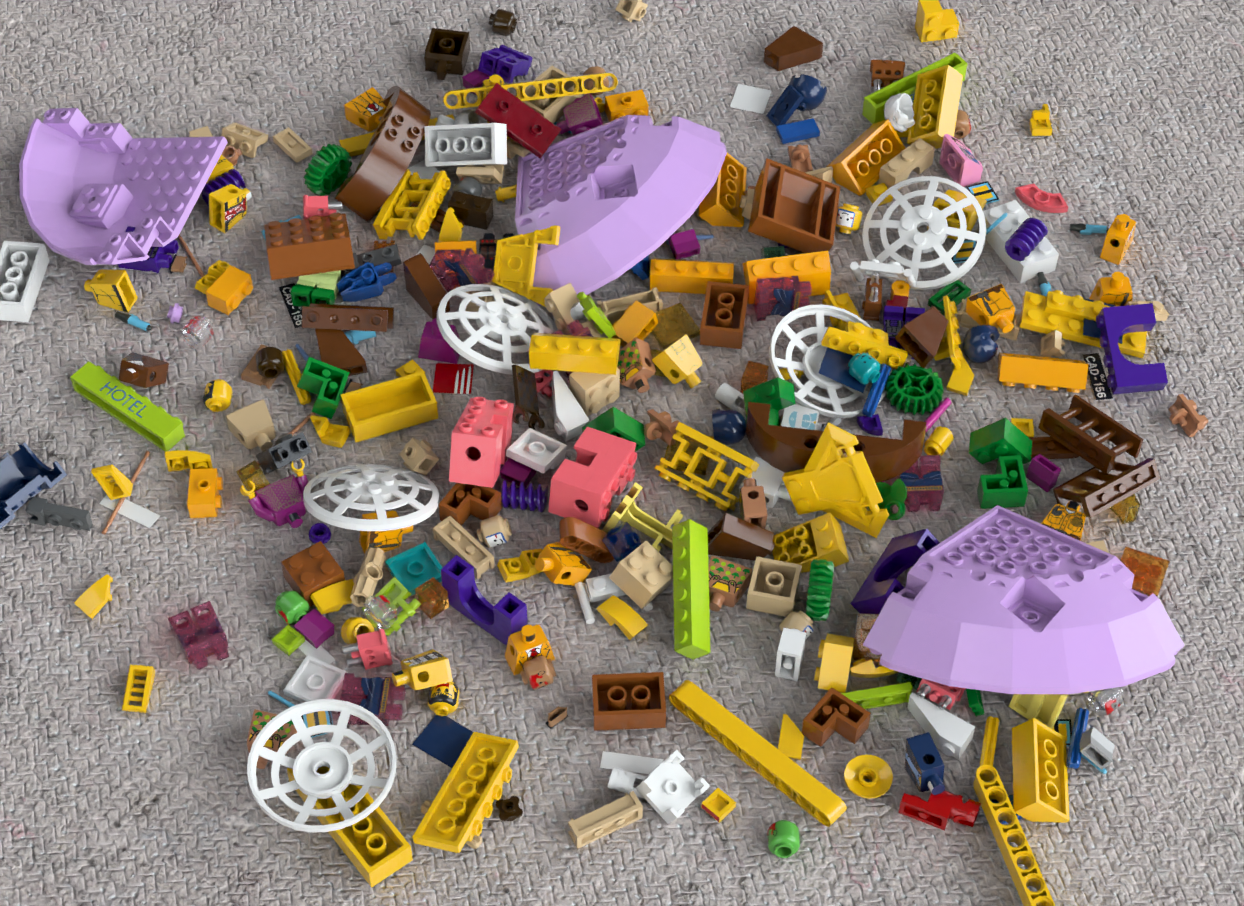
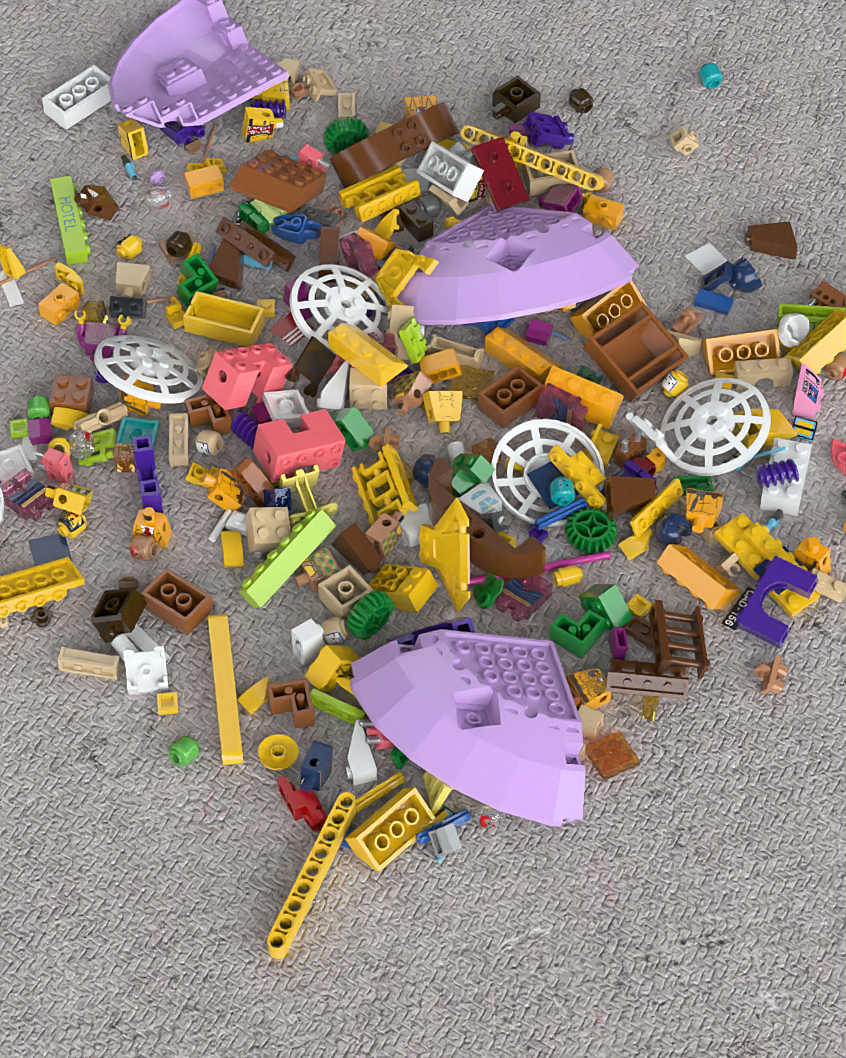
camera: 40 degrees right, 0 degrees up
(587, 750) = (117, 612): none -> dark brown hinge

